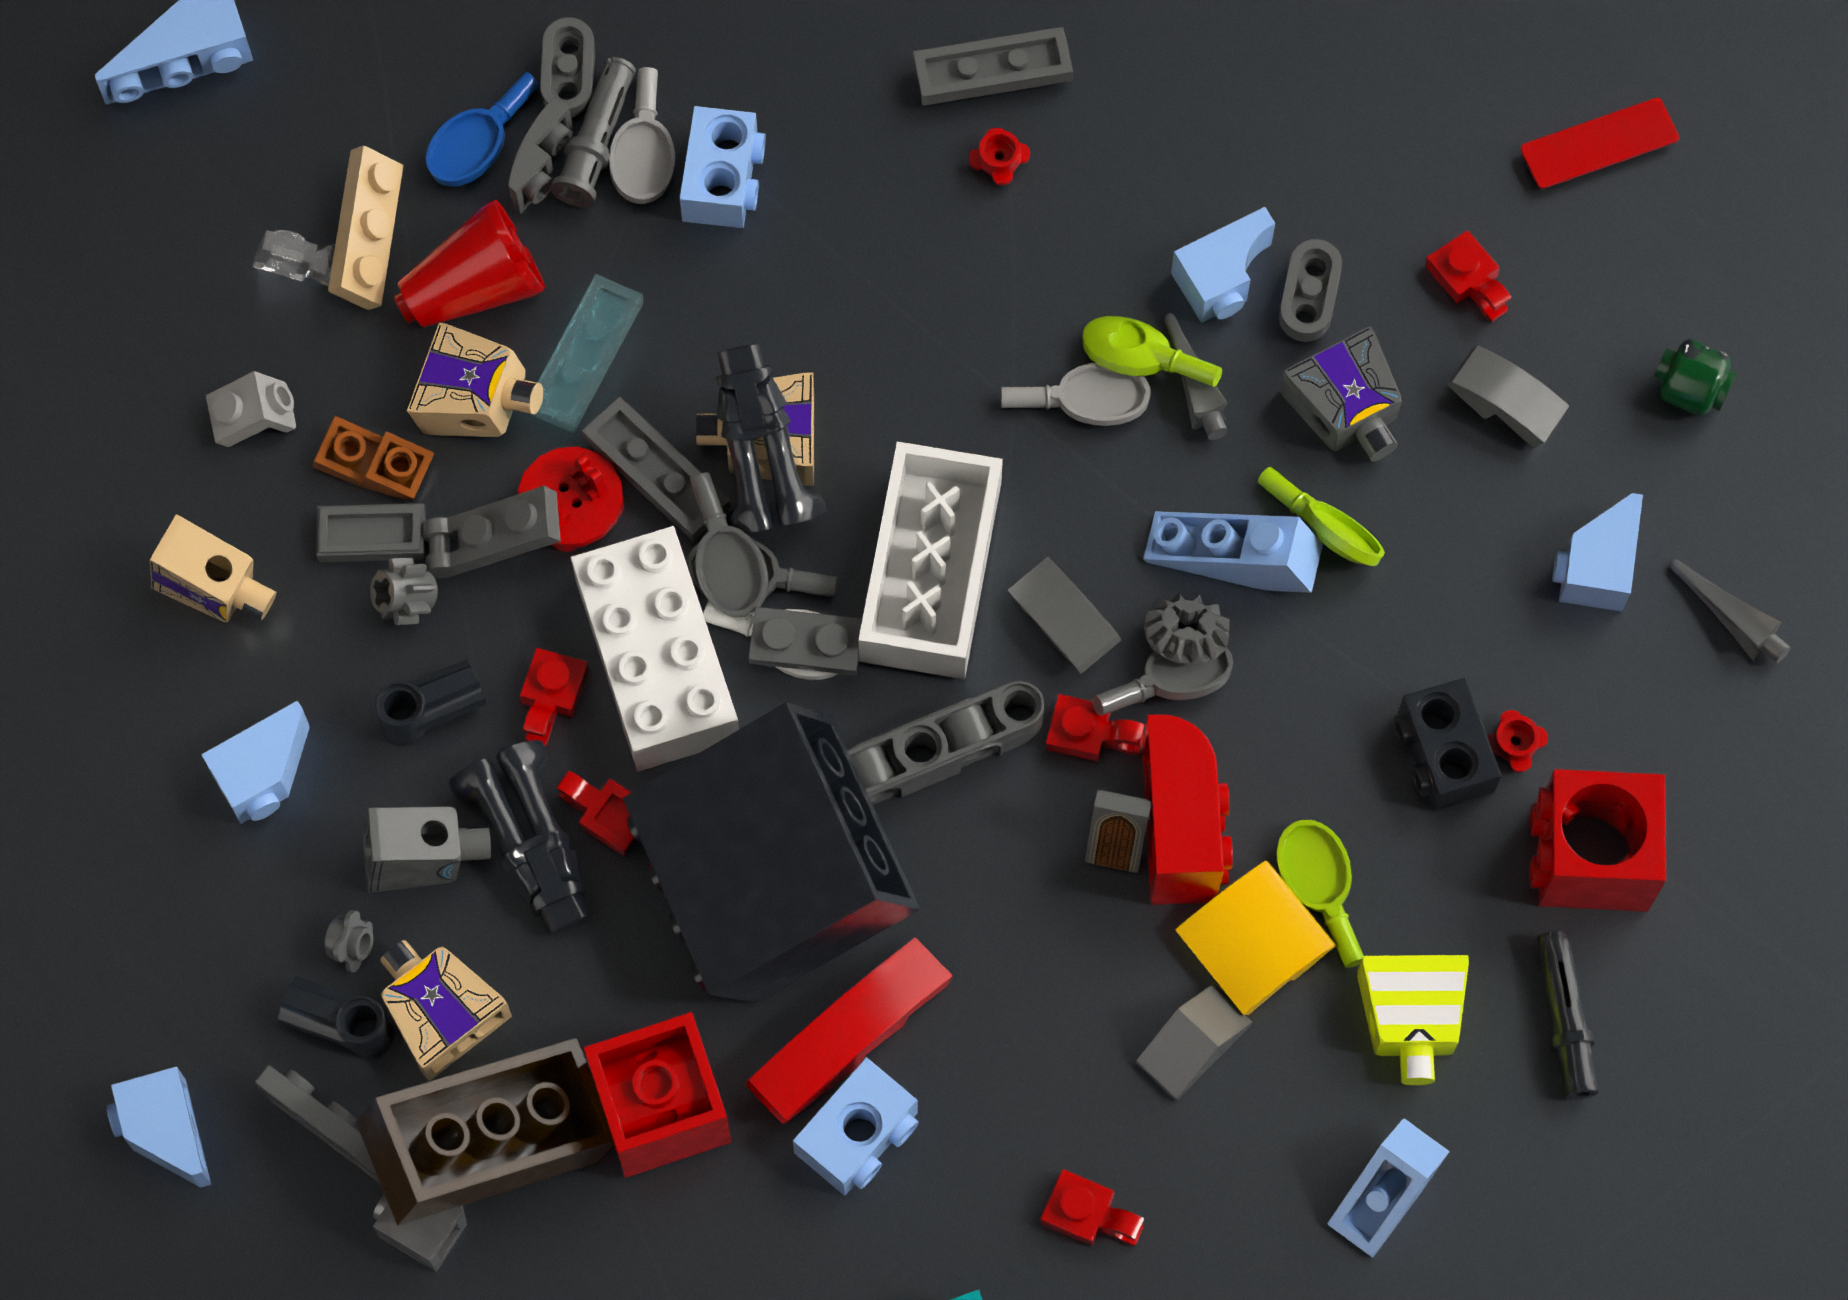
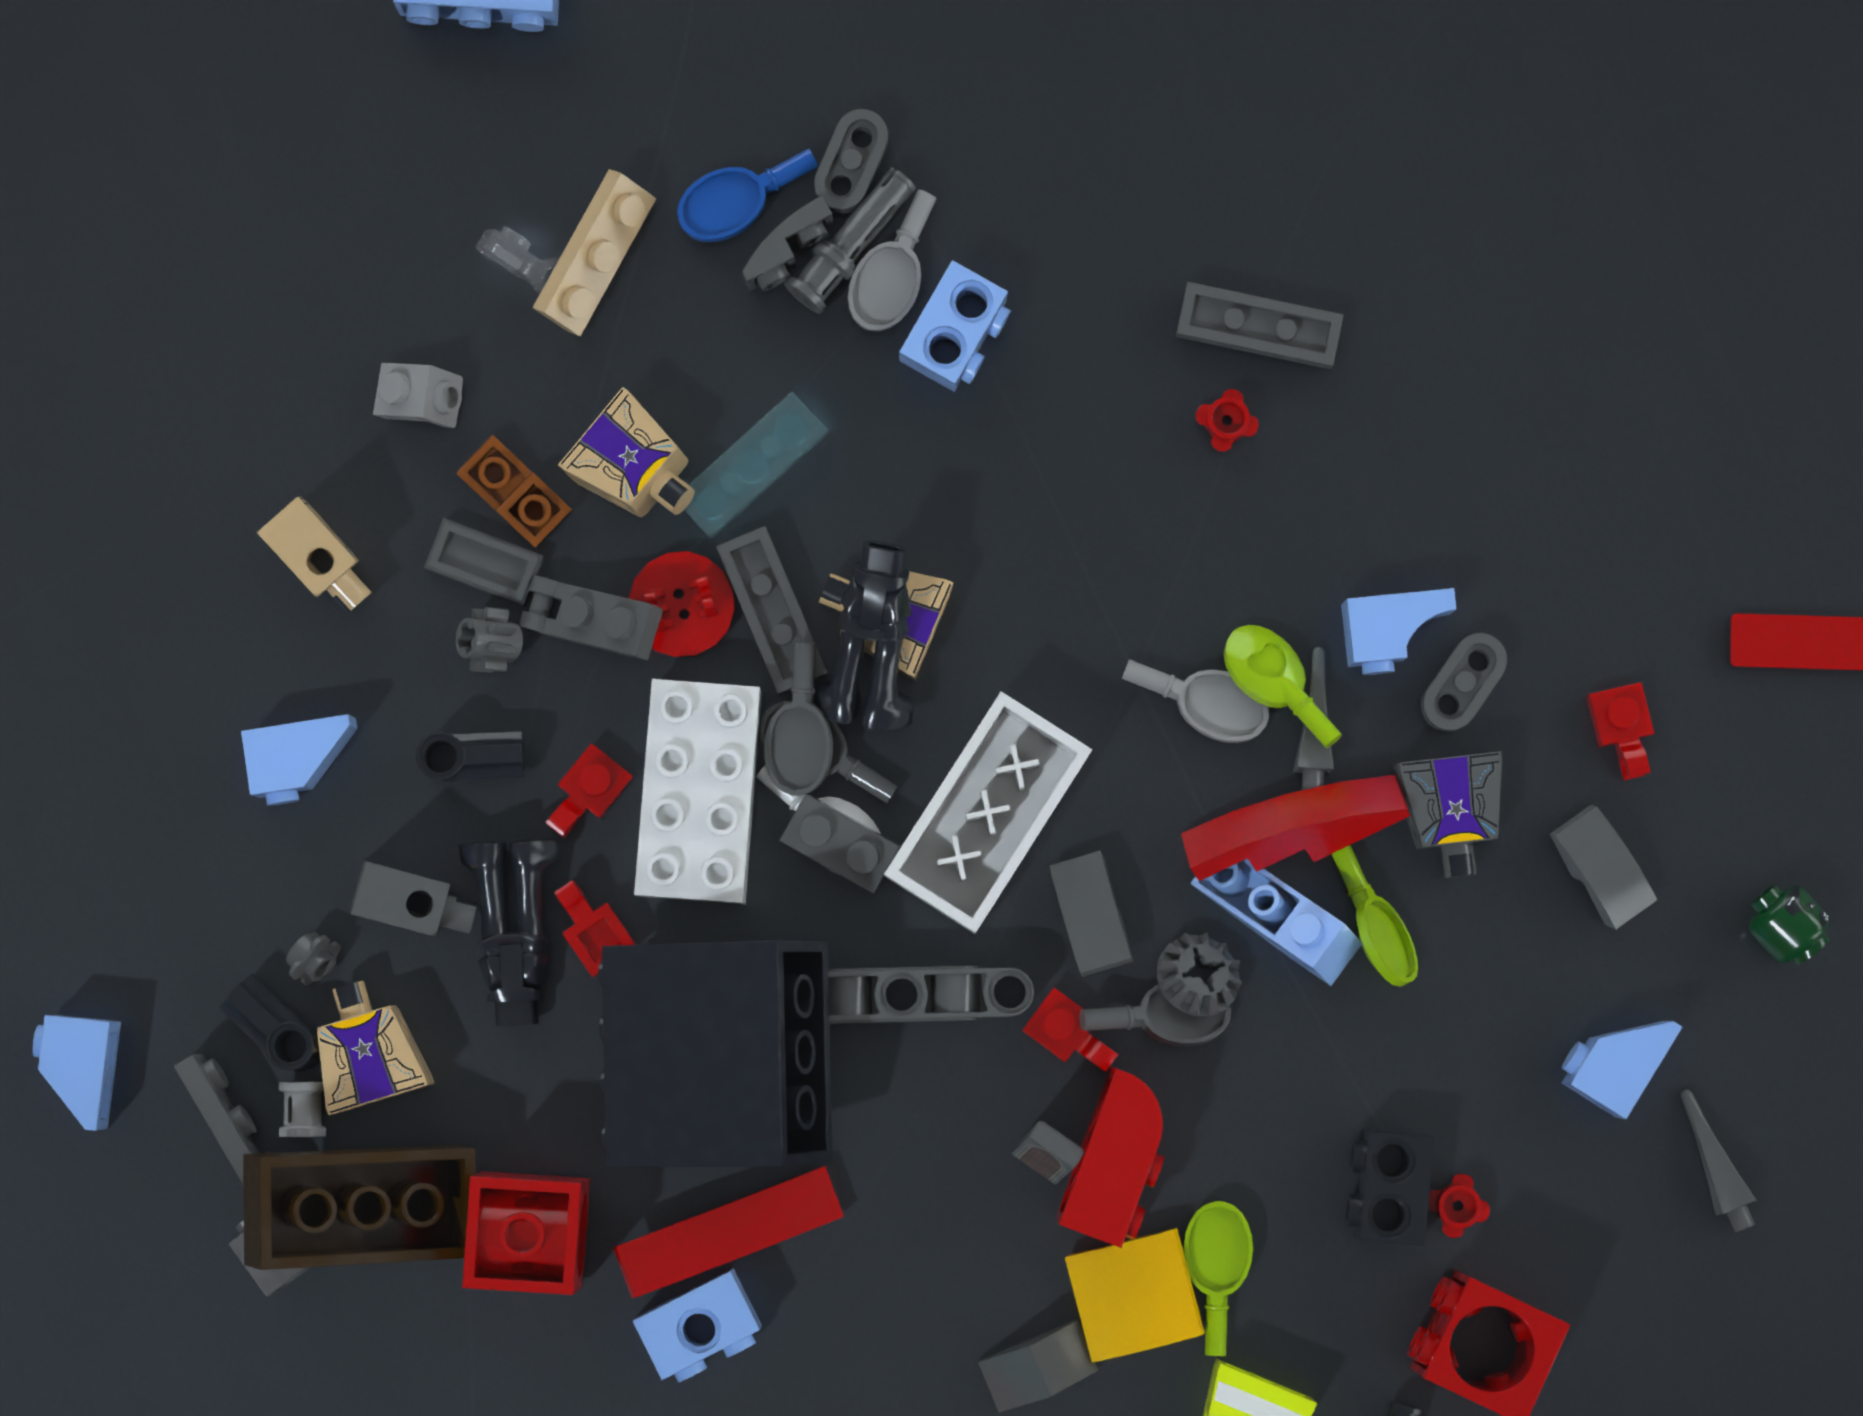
camera: 20 degrees right, 15 degrees up
(390, 1070) = (302, 1109): none -> light grey bush
(470, 271) = (676, 343): red cone -> none
(1230, 451) = (1309, 819): none -> red slope

